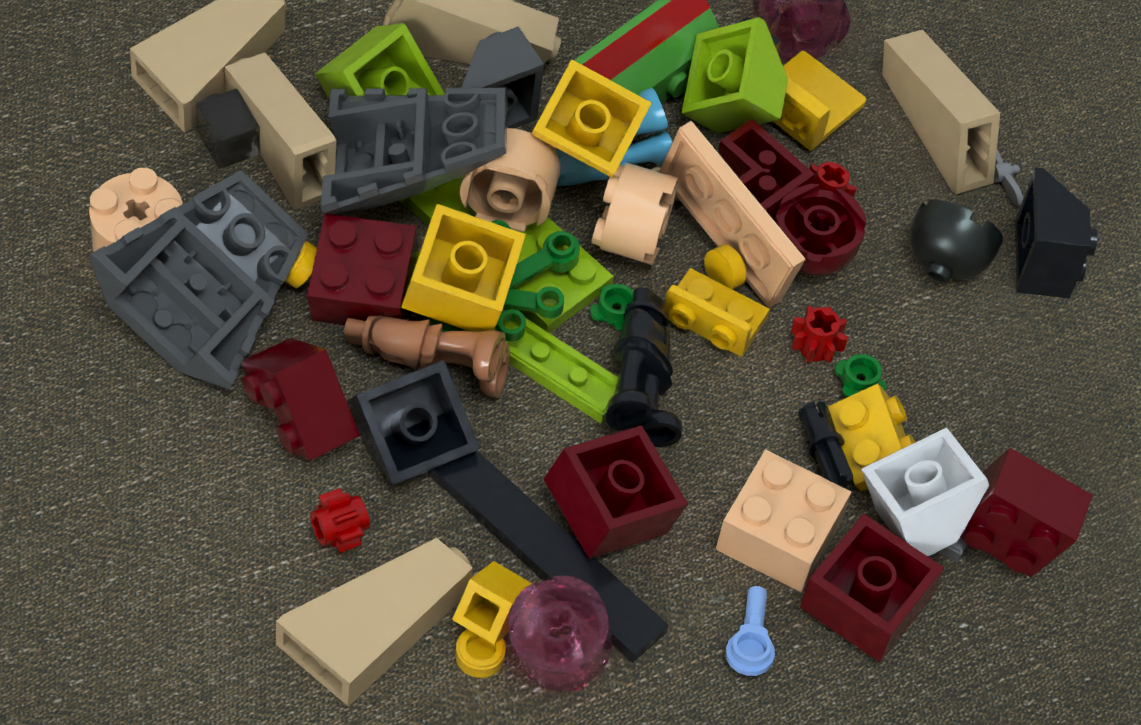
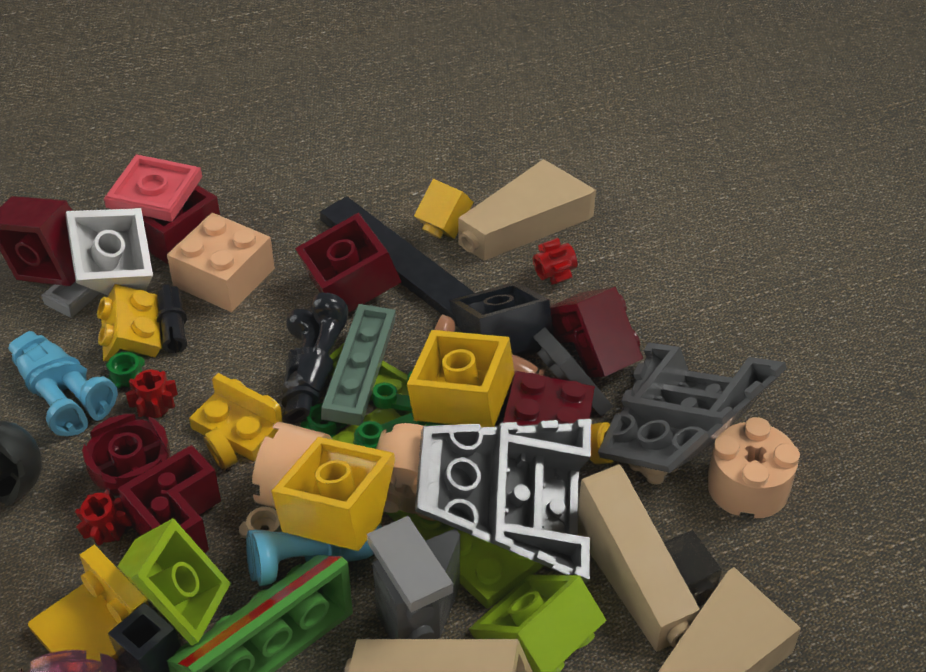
camera: 170 degrees left, 10 degrees down
(338, 332) = (567, 369): none -> dark grey wing
(509, 50) = (410, 563): none -> light grey tile
(550, 608) = (396, 185): clear pink brick -> none
(583, 351) = (358, 365): none -> sand green plate
(732, 214) = (232, 468): light nougat tile -> none
(751, 649) = (263, 200): light blue plate -> none
(897, 582) = (154, 186): none -> coral tile
(940, 361) = (49, 372): none -> medium azure piece

